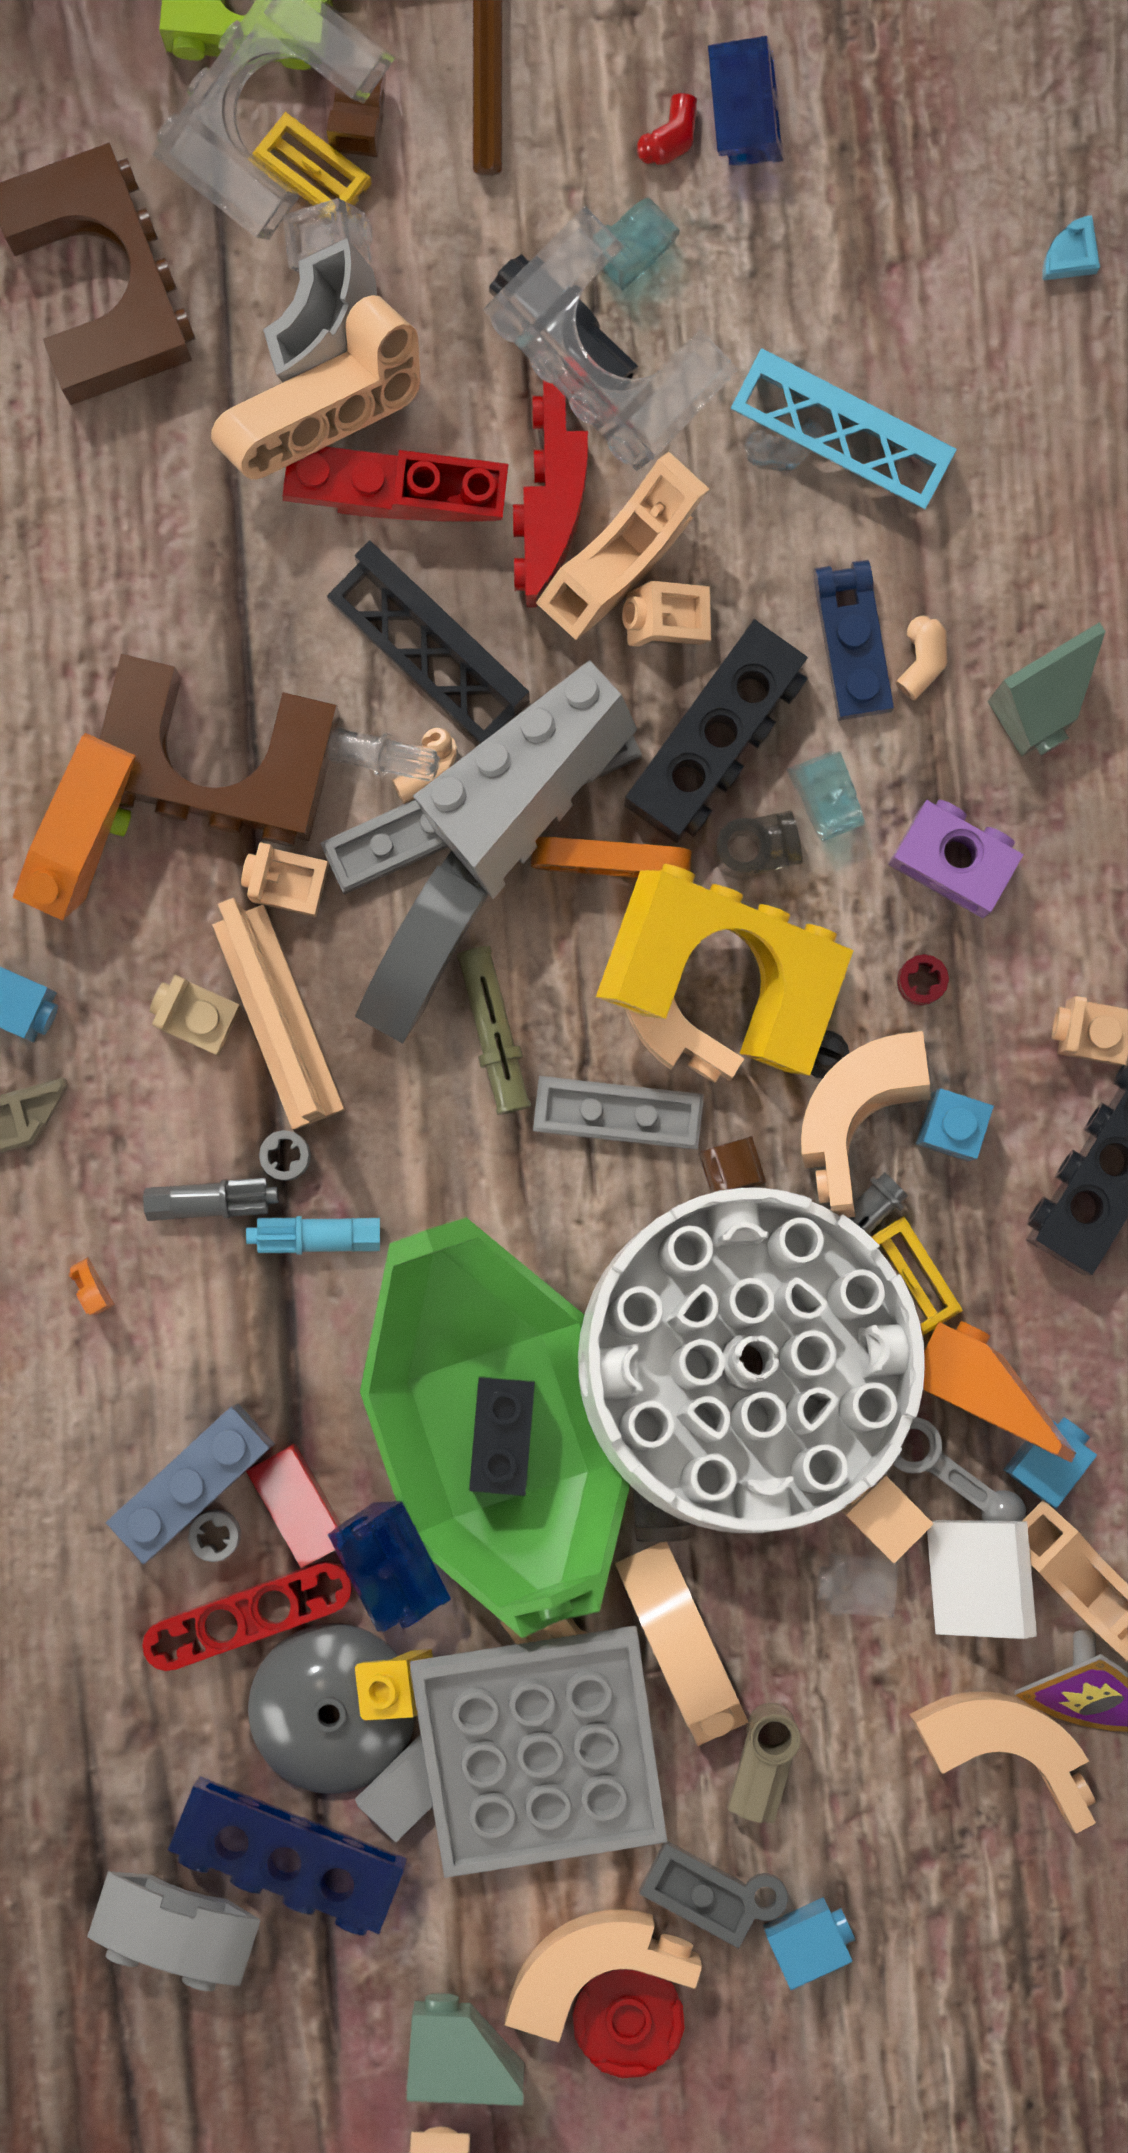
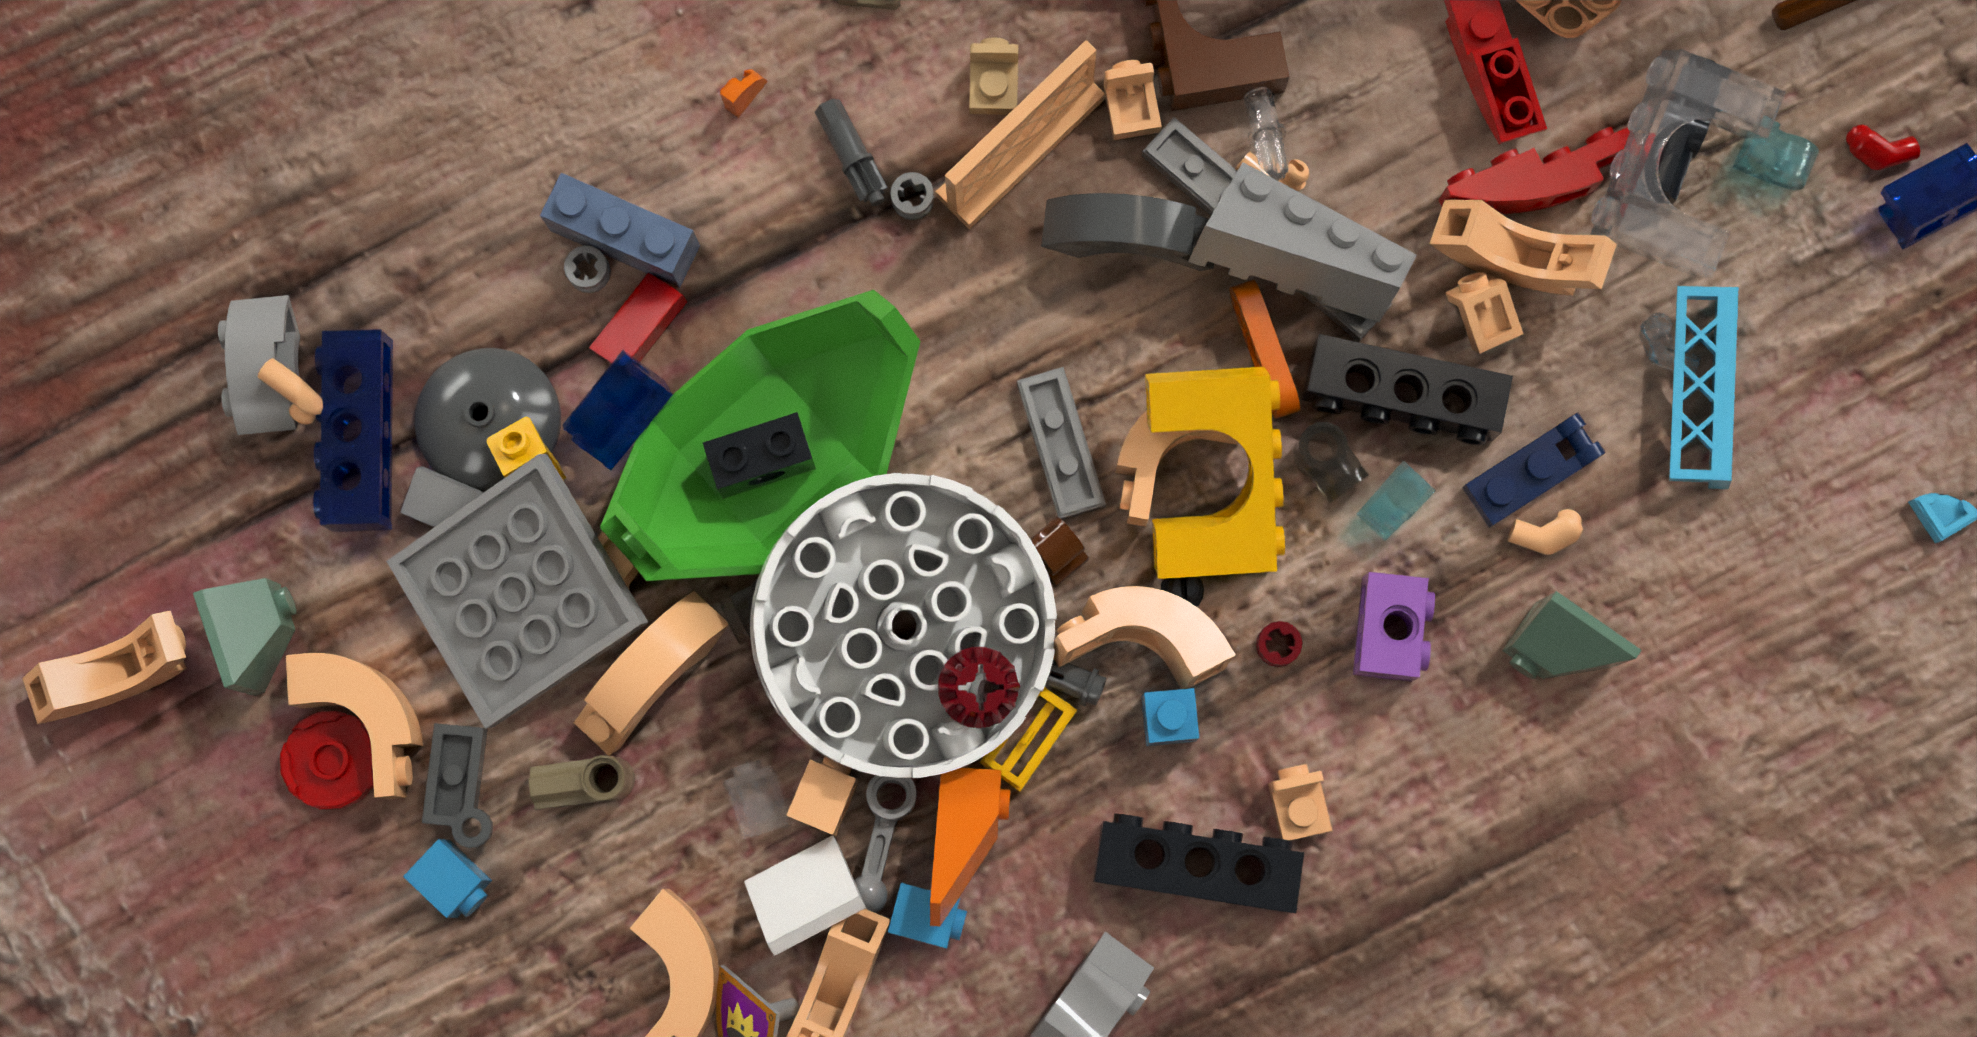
camera: 75 degrees right, 5 degrees down
(237, 1899) = (288, 384): none -> light nougat arm
(250, 1622) = (534, 322): red beam -> none
(314, 1235) = (854, 236): medium azure piece -> none
(438, 626) = (1390, 130): black fence -> none
(510, 1093) = (1038, 348): olive pin -> none
(829, 1320) = (962, 669): none -> dark red gear

